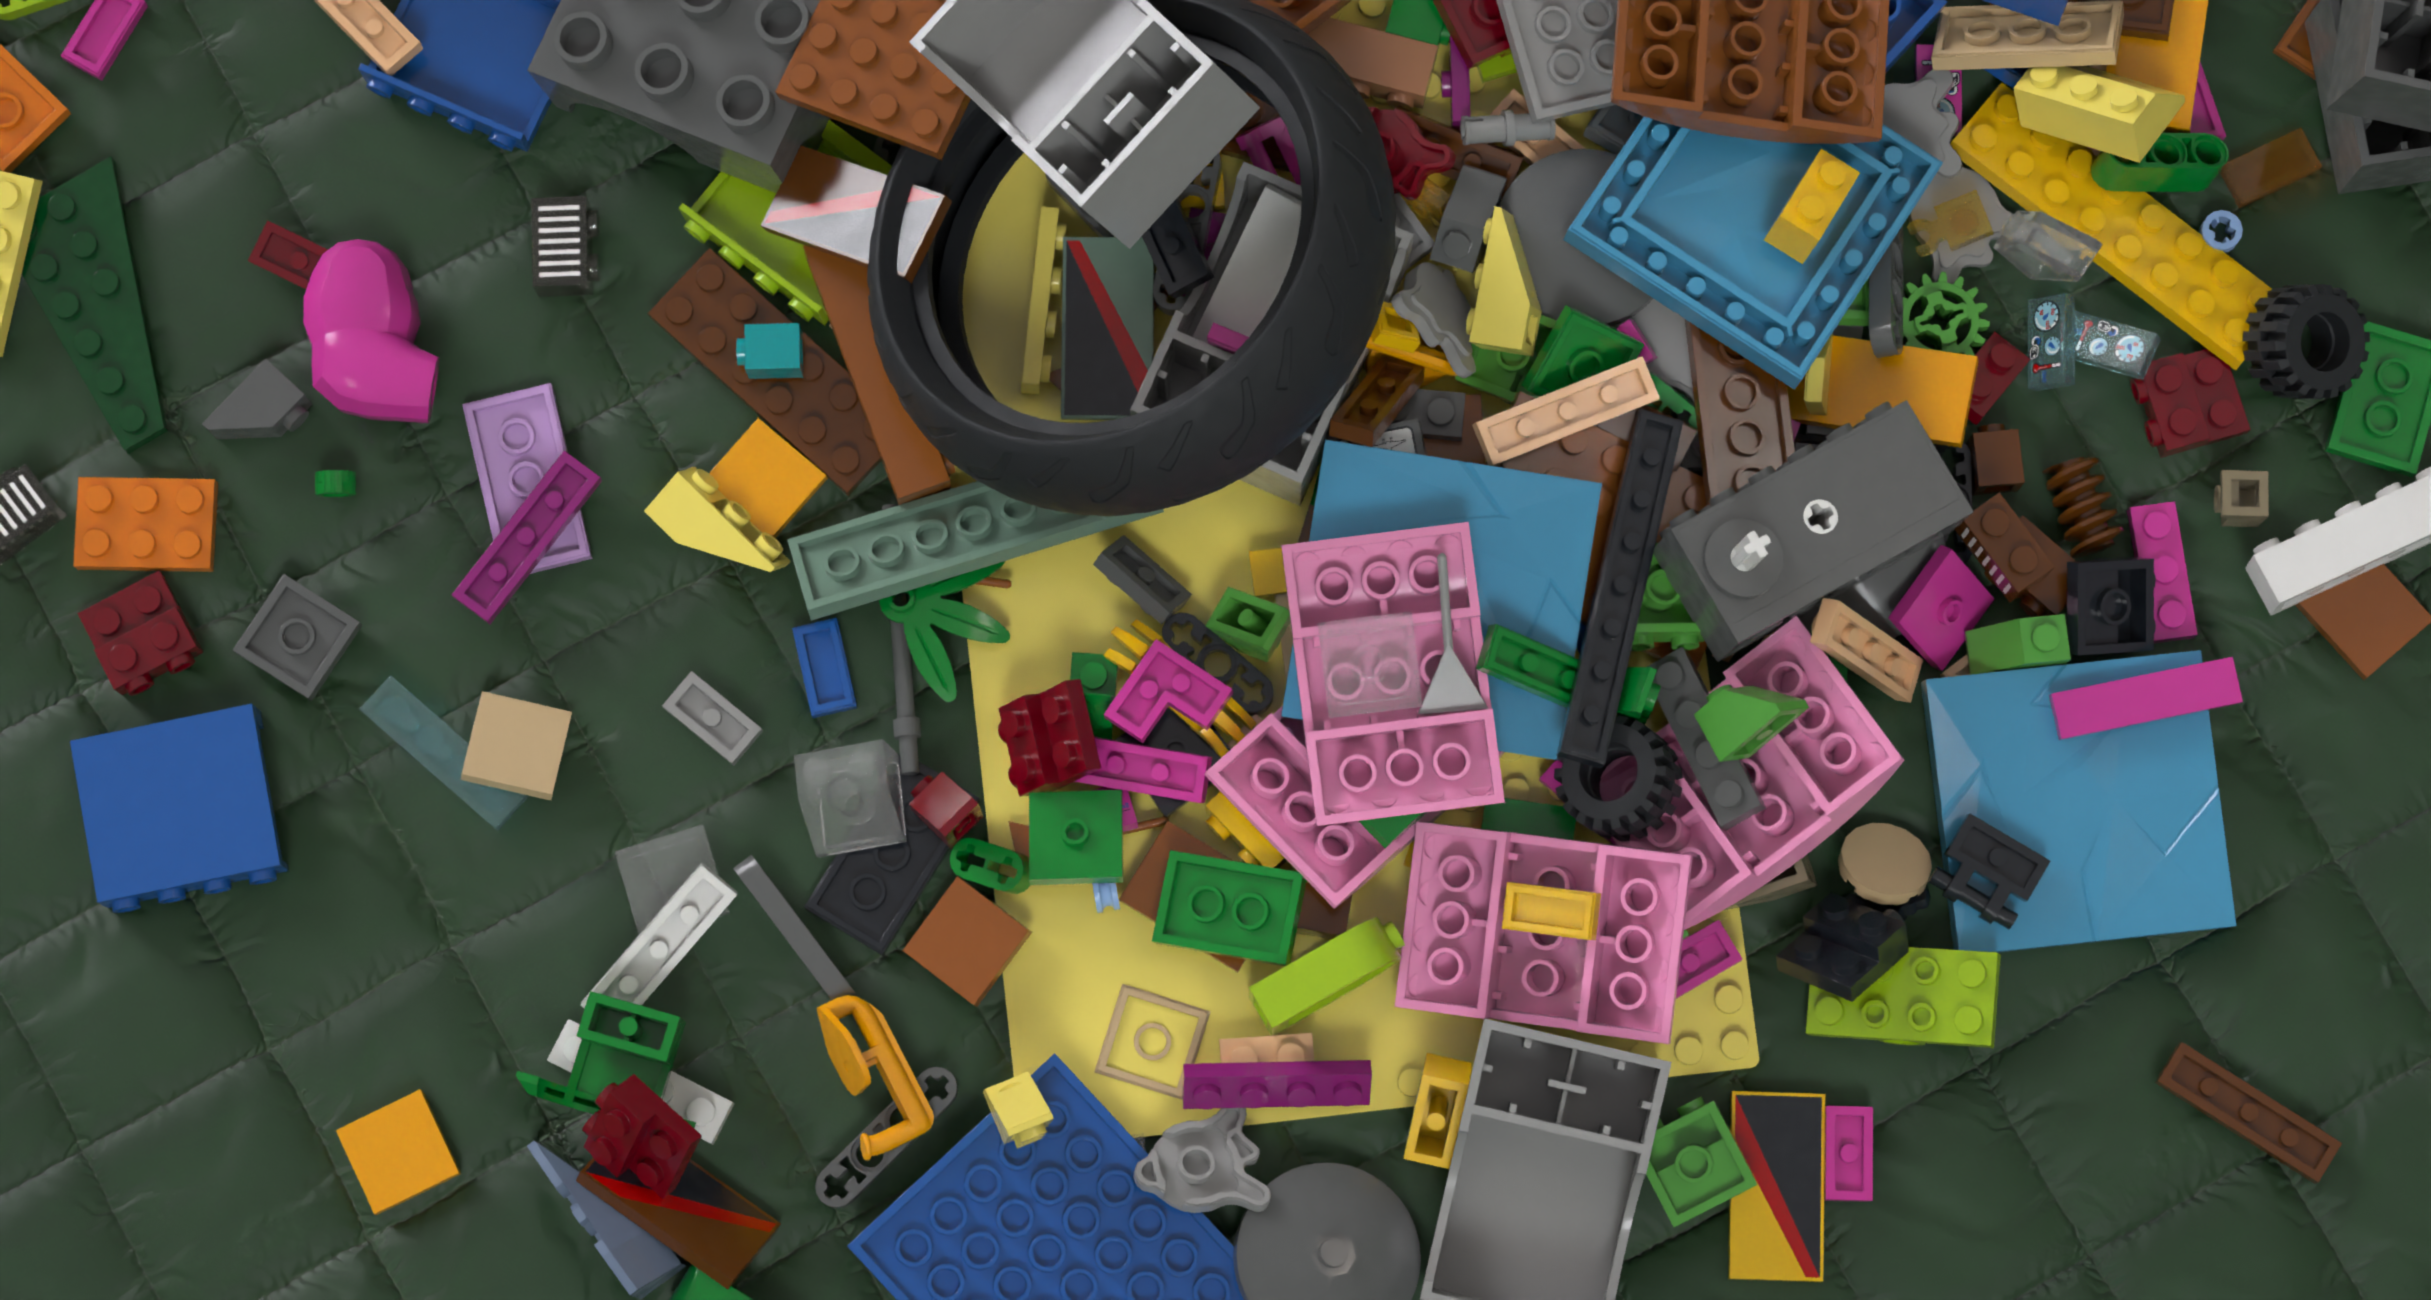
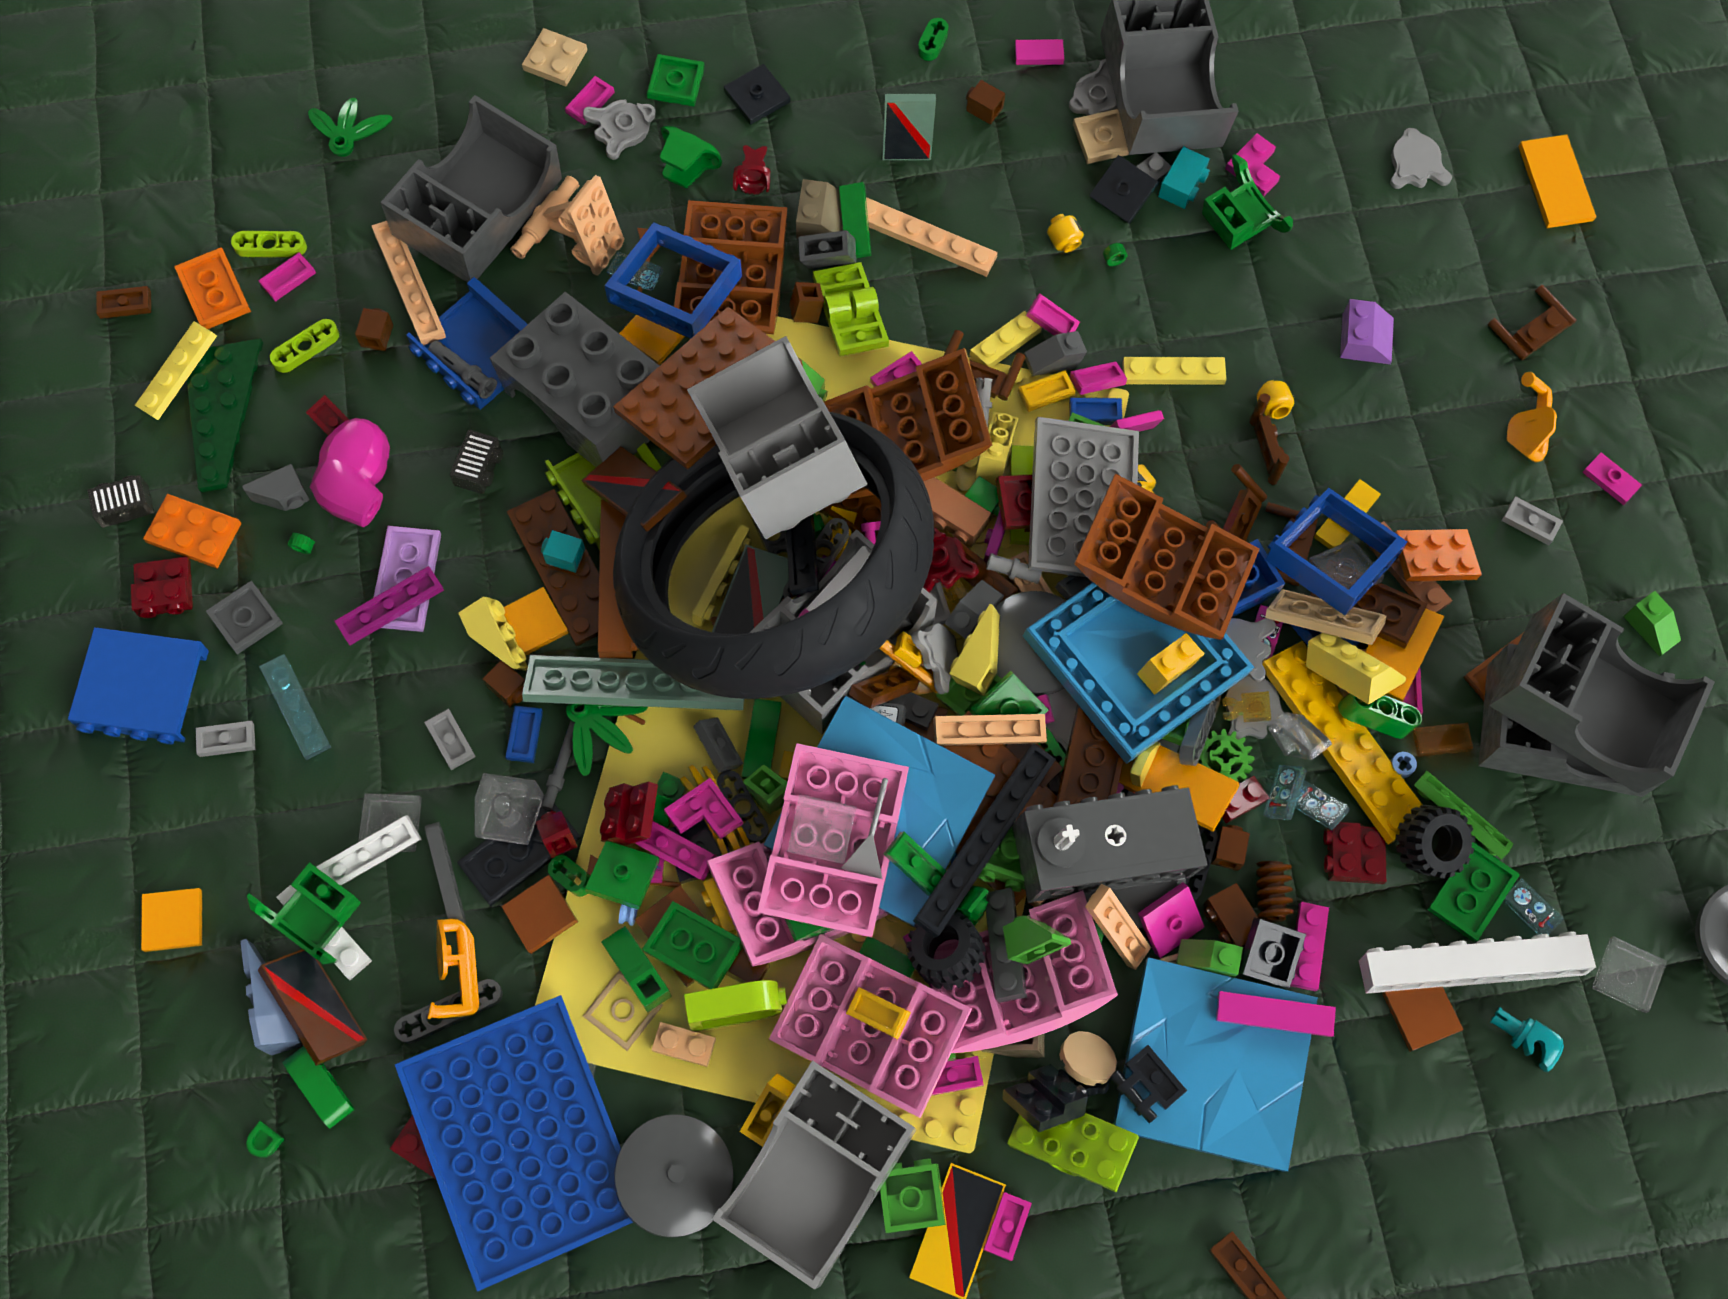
camera: 15 degrees right, 10 degrees down
(161, 164) = (316, 329): none -> lime beam
(295, 74) = (374, 329): none -> reddish brown brick
(356, 843) = (225, 738): none -> light grey plate
(491, 100) = (469, 374): none -> dark grey pin
(516, 745) = (335, 716): tan tile -> none
(641, 1135) = (303, 955): dark red plate -> none
(766, 598) = (505, 683): none -> reddish brown brick
(1018, 1110) = (522, 1019): light yellow slope -> none
(1152, 972) = (636, 969): none -> green slope
(1203, 1165) = (620, 1093): light grey tile -> none
(1206, 551) = (761, 736): none -> green tile
(1276, 1084) = (682, 1060): magenta plate -> none
(2005, 547) = (1219, 896): reddish brown brick -> none
(2242, 498) = (1369, 918): dark tan brick -> none
(2390, 303) = (1489, 836): none -> bright green plate

